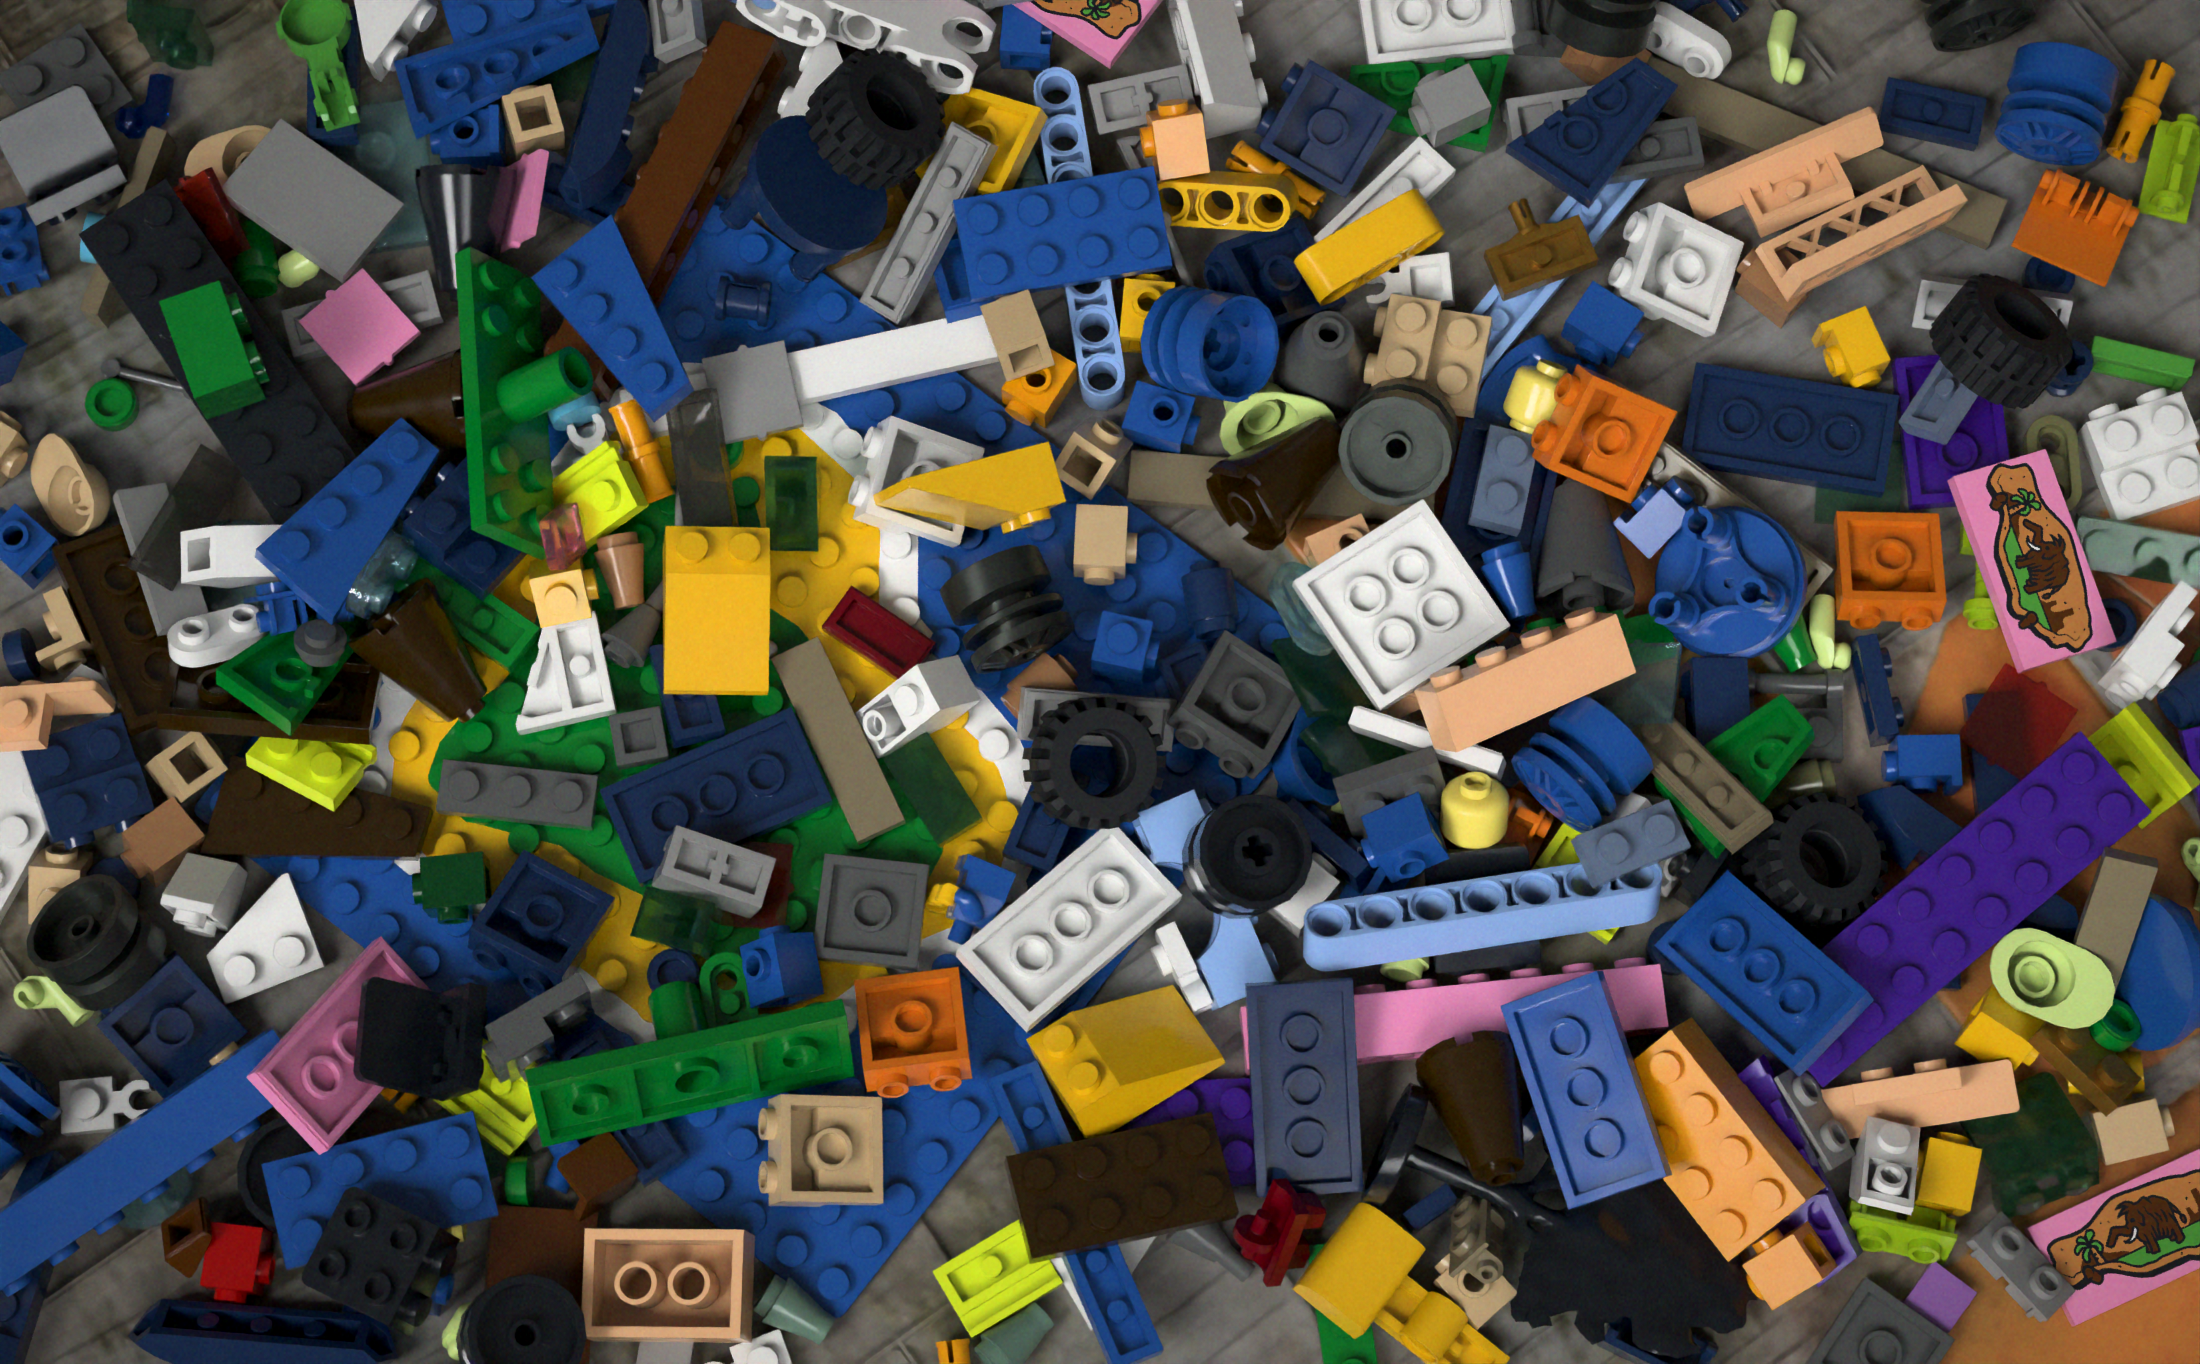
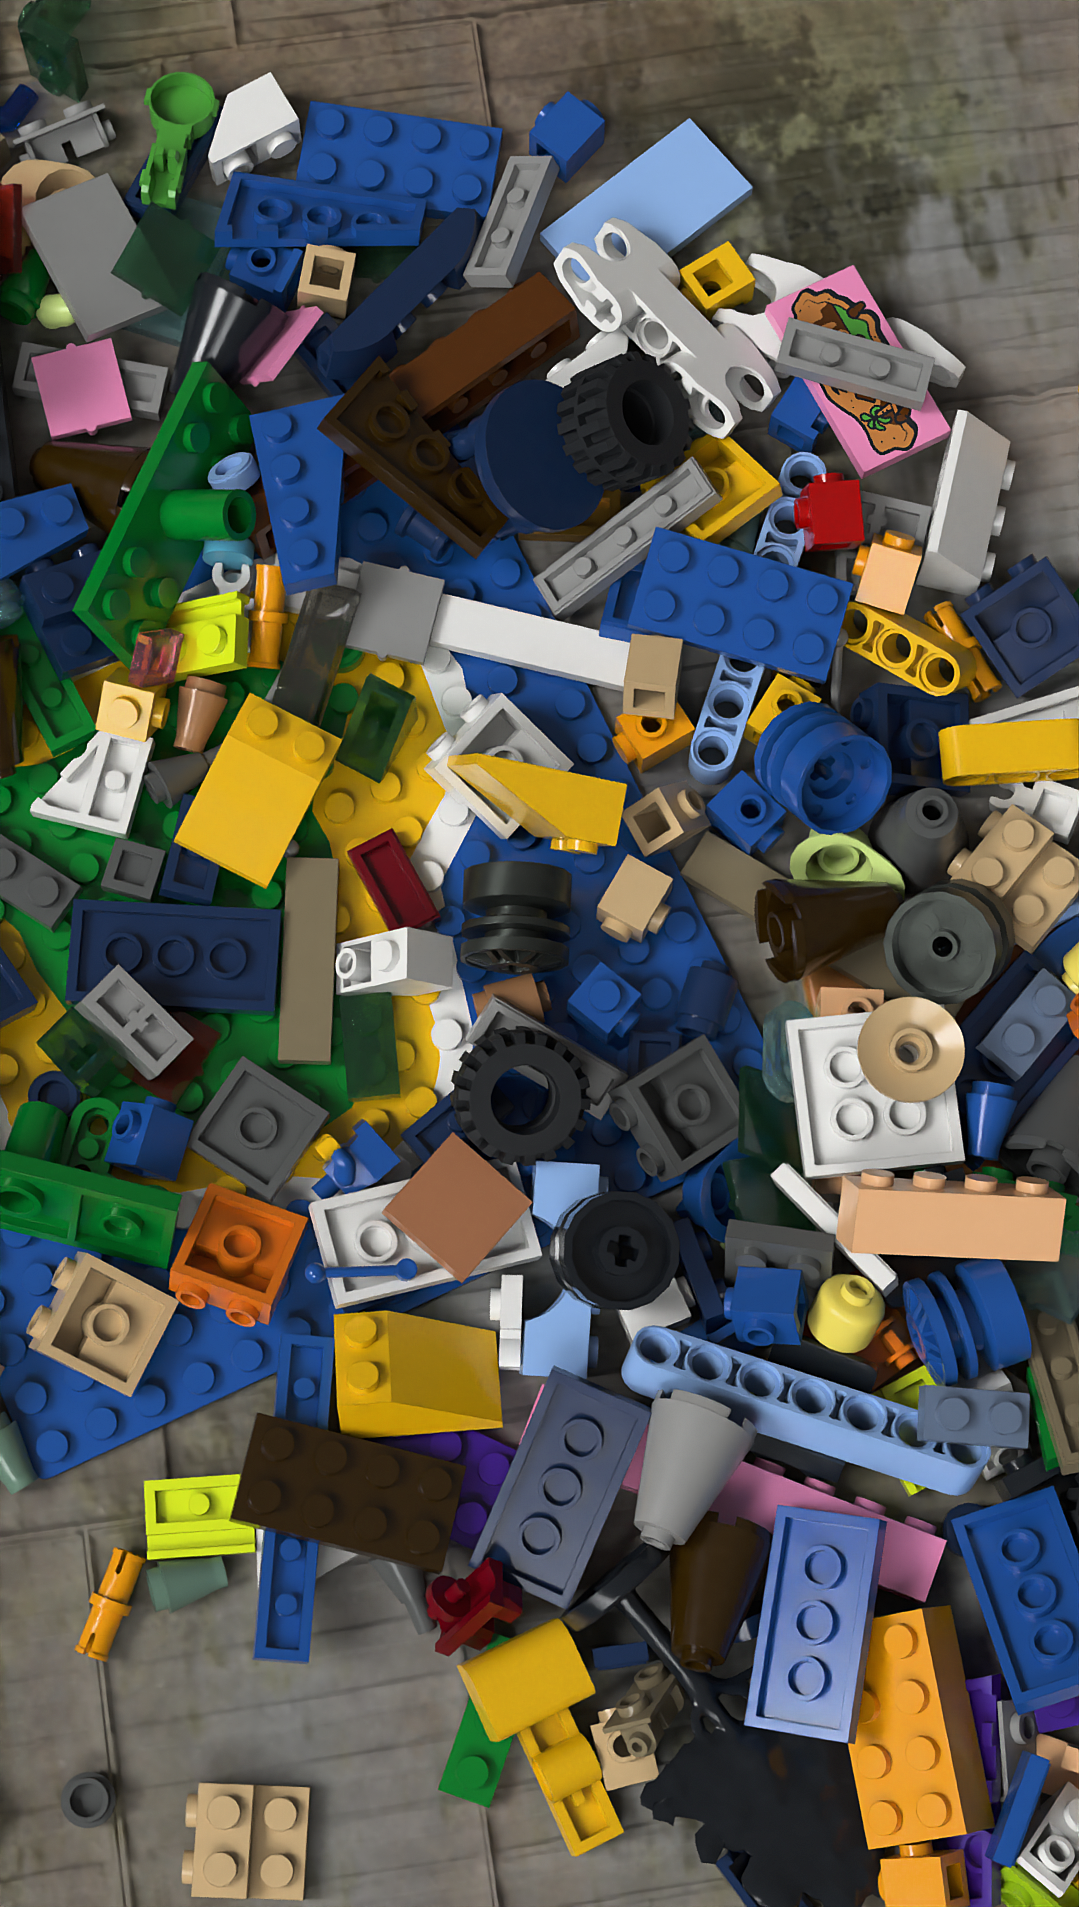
camera: 25 degrees right, 0 degrees up
(229, 89) = (80, 128): none -> light grey hinge
(375, 171) = (165, 258): none -> clear green piece
(545, 335) = (234, 472): none -> light blue tile
(678, 239) = (398, 447): none -> dark brown wing
(1070, 967) = (404, 1271): none -> blue hinge
(1087, 890) = (457, 1207): none -> nougat tile
(1100, 113) = (830, 513): none -> red brick
(1405, 1008) = (686, 1464): none -> light grey cone
(1423, 528) = (929, 1031): none -> tan dish
(1838, 1158) = (1018, 1809): none -> blue tile

